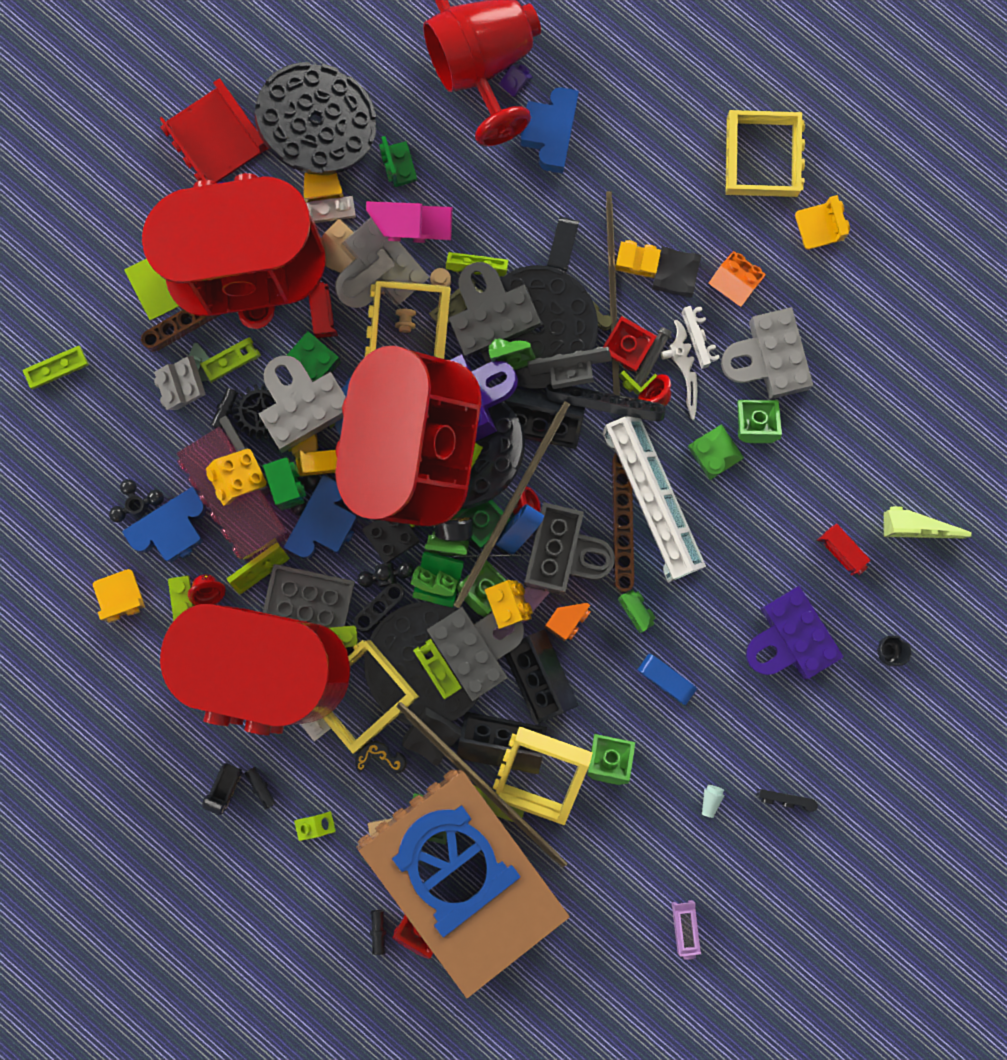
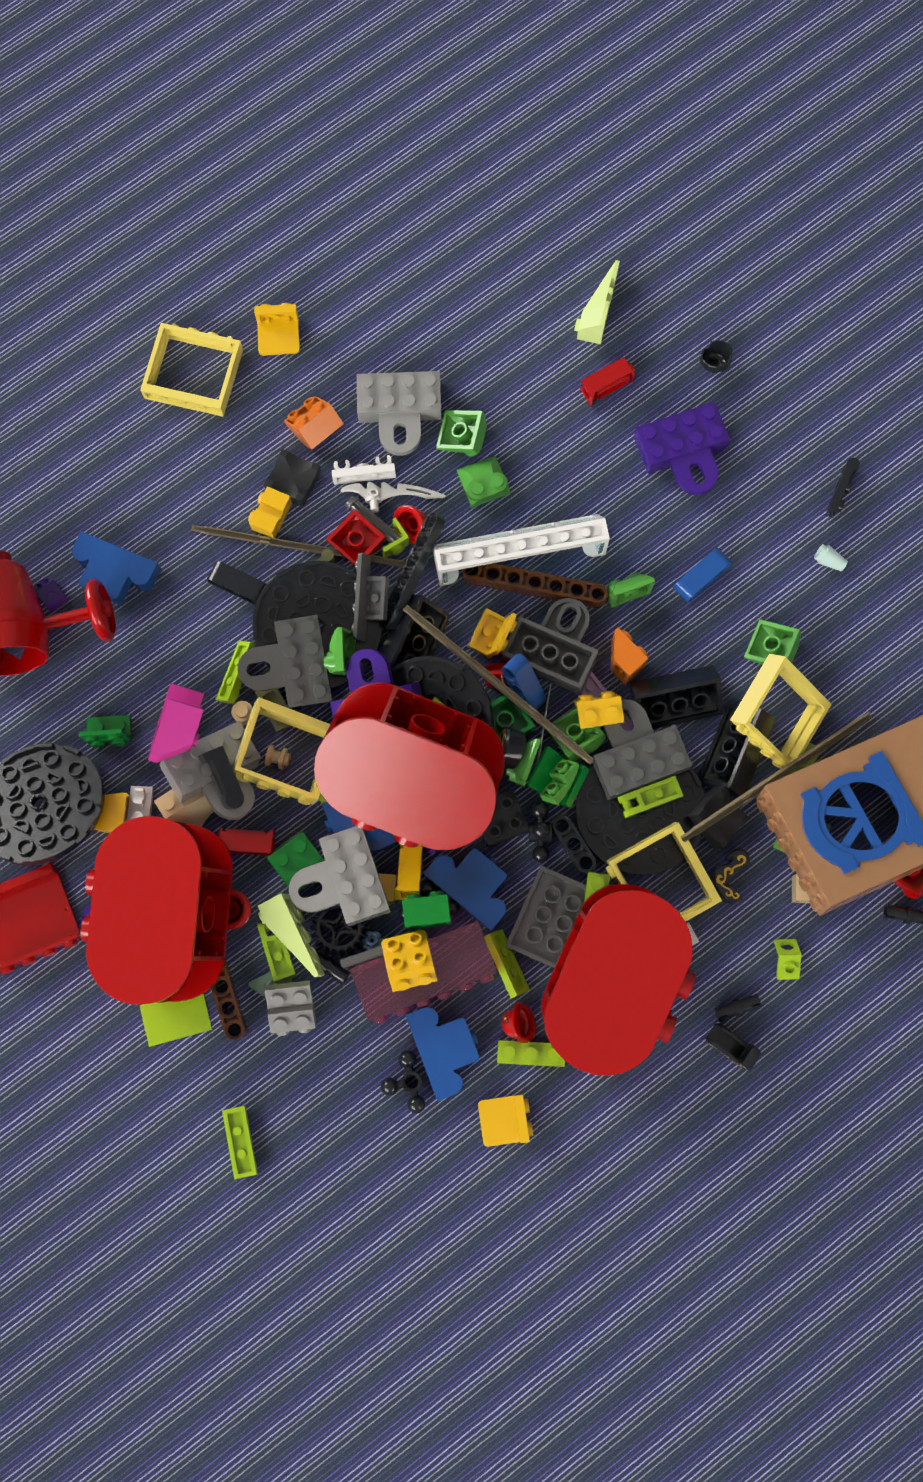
camera: 70 degrees left, 5 degrees down
(244, 368) = (286, 923): none -> yellowish green wedge
(255, 448) = (372, 935): none -> medium blue plate
(564, 490) = (491, 633): none -> yellow bracket

